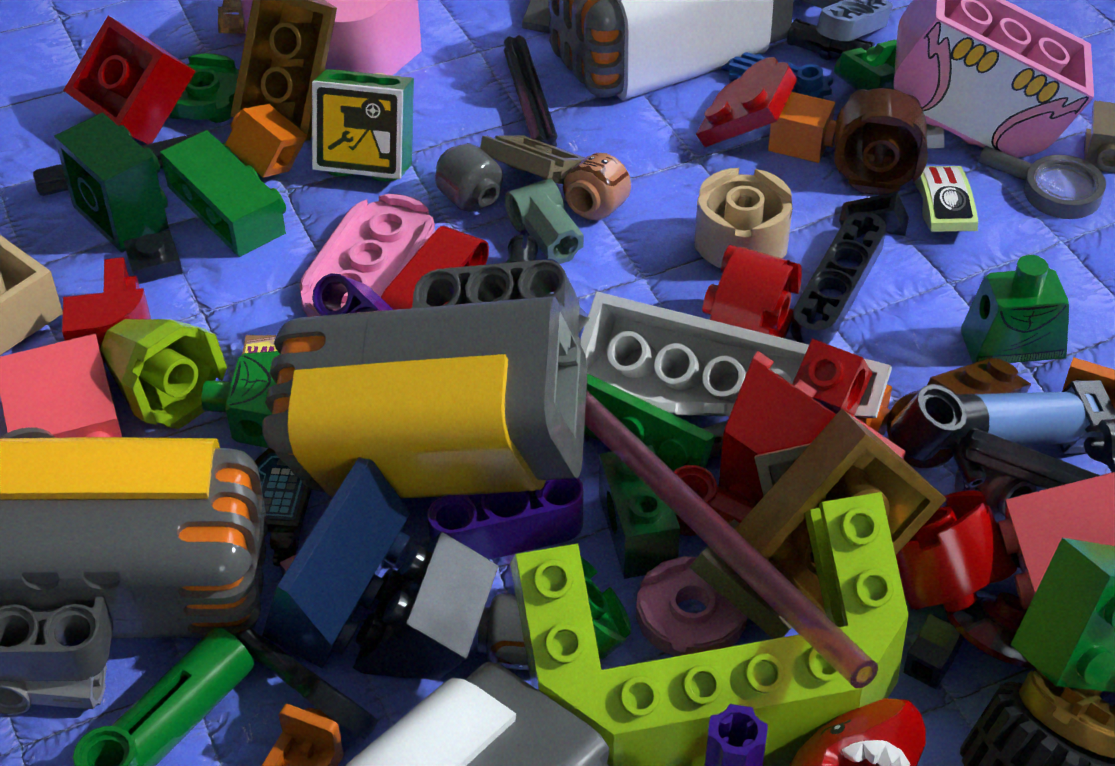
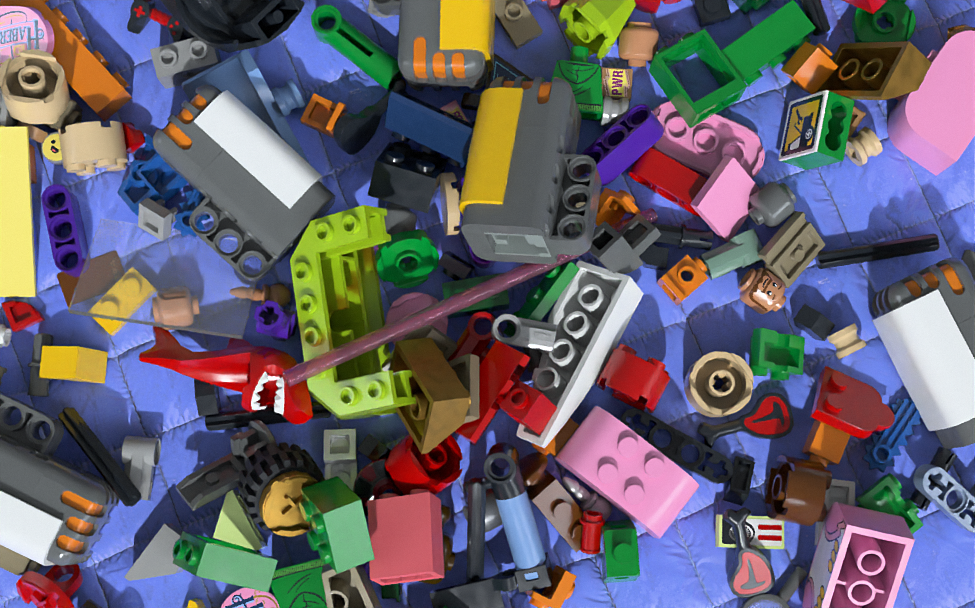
camera: 90 degrees right, 35 degrees up
(211, 313) = (638, 43): none -> nougat head
(259, 230) = (703, 45): none -> green window
(459, 217) = (725, 198): none -> bright pink tile
(488, 526) = (449, 204): none -> tan tile
(587, 261) = (675, 286): none -> orange brick
(591, 535) = (455, 266): none -> black plate
(637, 143) = (813, 323): none -> black piece
(660, 110) = (846, 341): none -> tan wheel
(685, 173) = (776, 354): none -> green cylinder
(702, 416) = (527, 333): none -> light grey piece
(795, 177) = (767, 420): none -> black piece
(902, 292) = (627, 471): none -> bright pink brick
(949, 356) = (588, 500): none -> light grey bar
(954, 706) = (341, 455): none -> white slope
(987, 343) = (591, 531): none -> red pin
(988, 187) = (751, 571): none -> black piece

